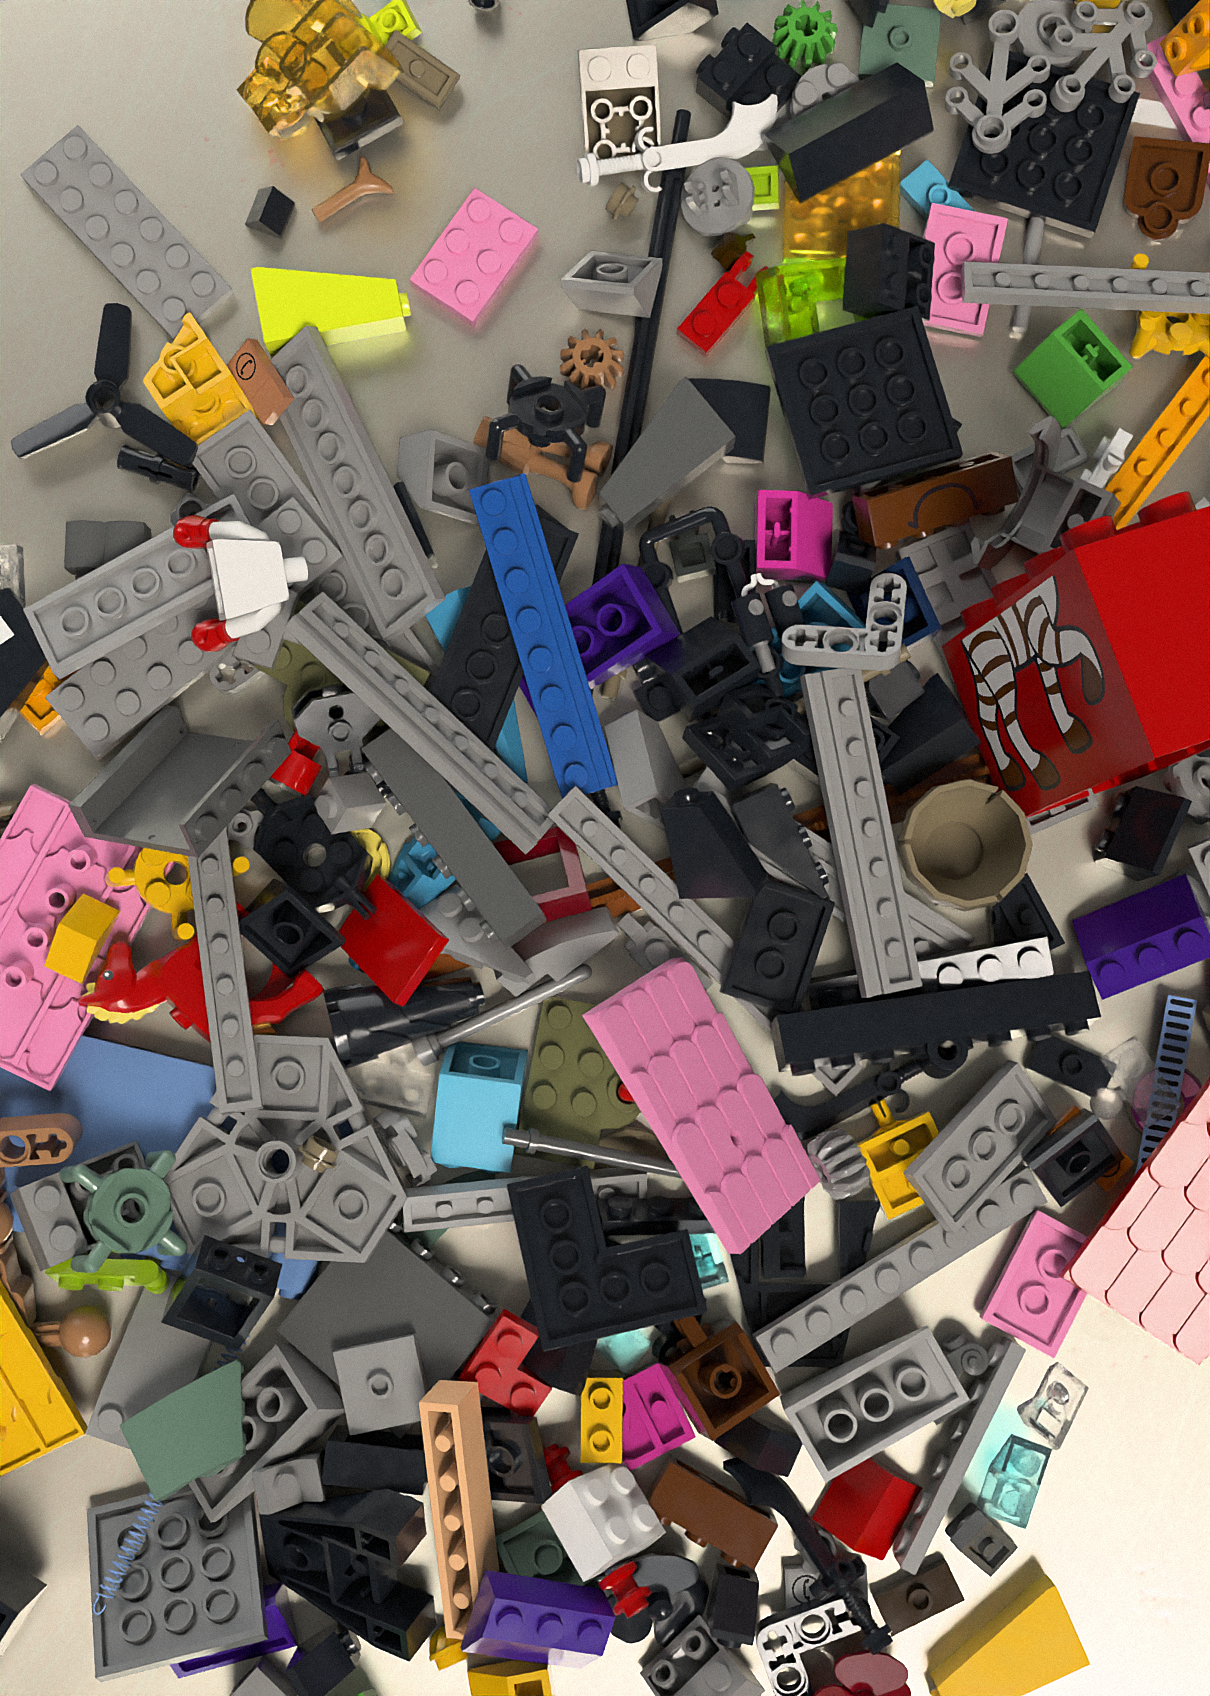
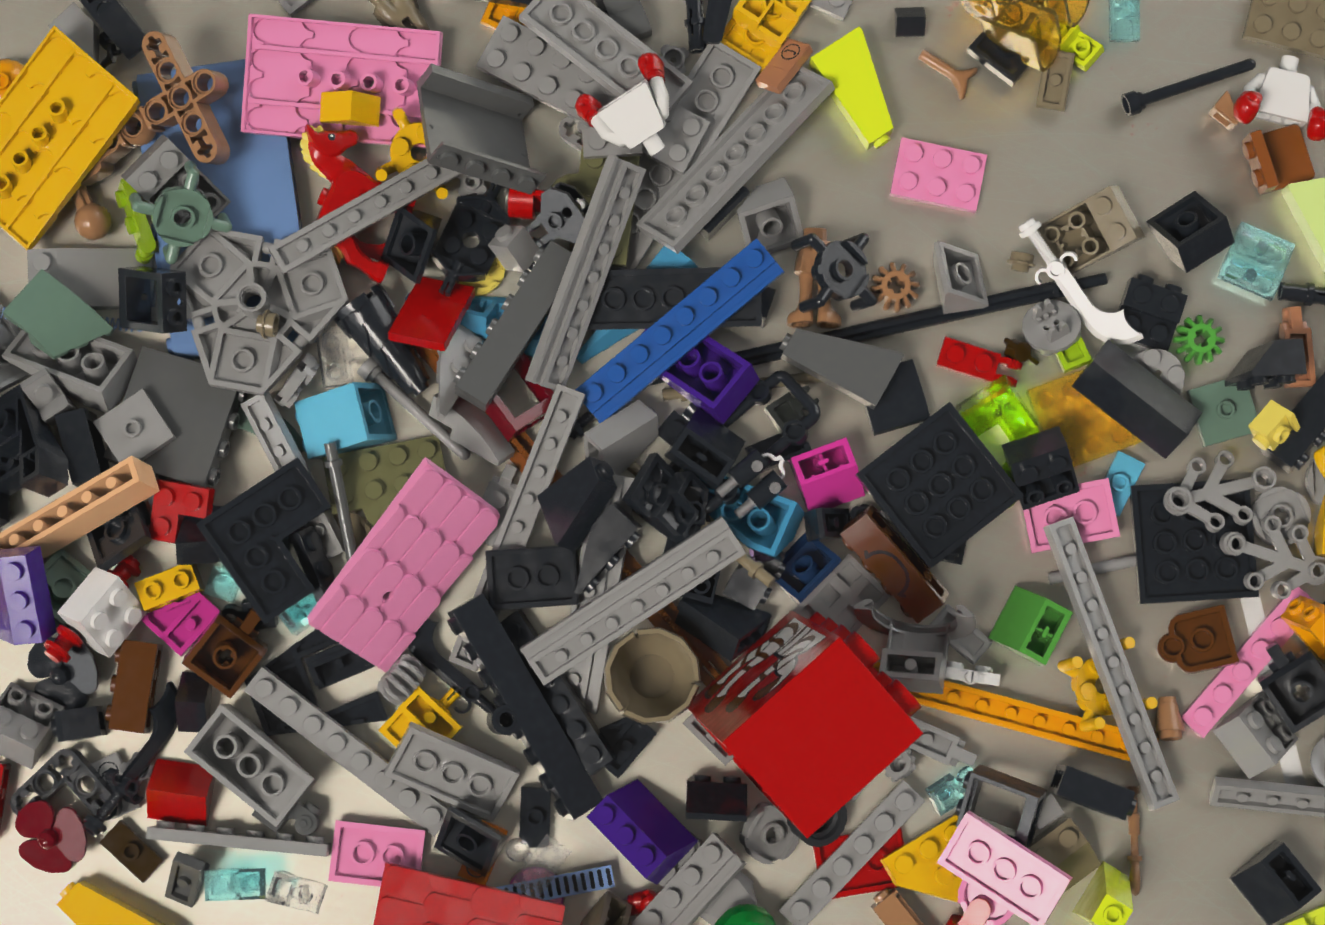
camera: 70 degrees right, 0 degrees up
(863, 642) = (763, 549): light grey beam -> none

